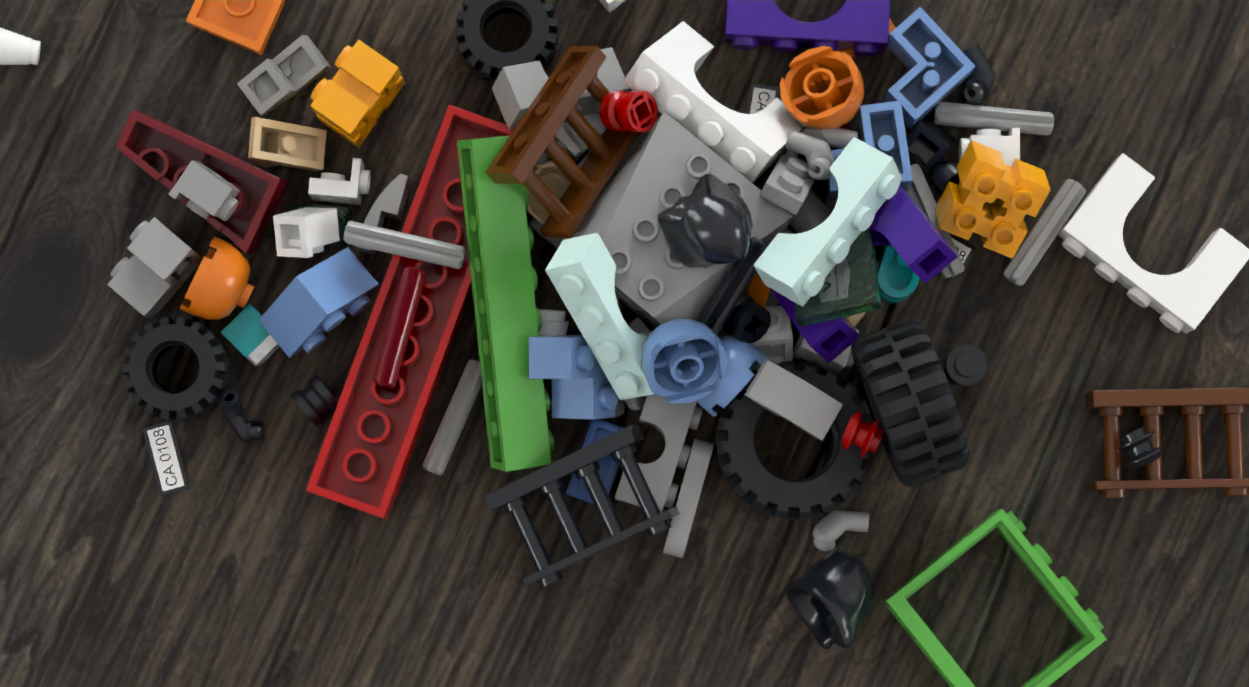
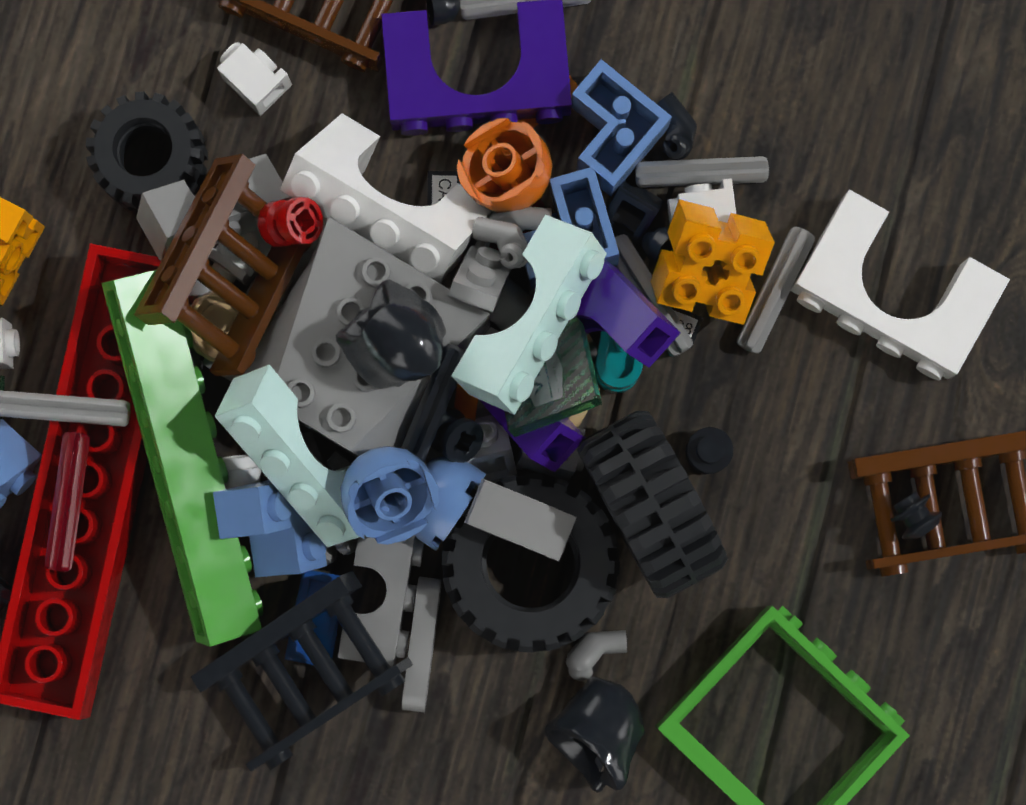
camera: 10 degrees left, 0 degrees up
(388, 204) = (42, 362): light grey slope -> none
(454, 419) = (148, 595): light grey axle -> none
(862, 434) = (602, 547): red wheel -> none

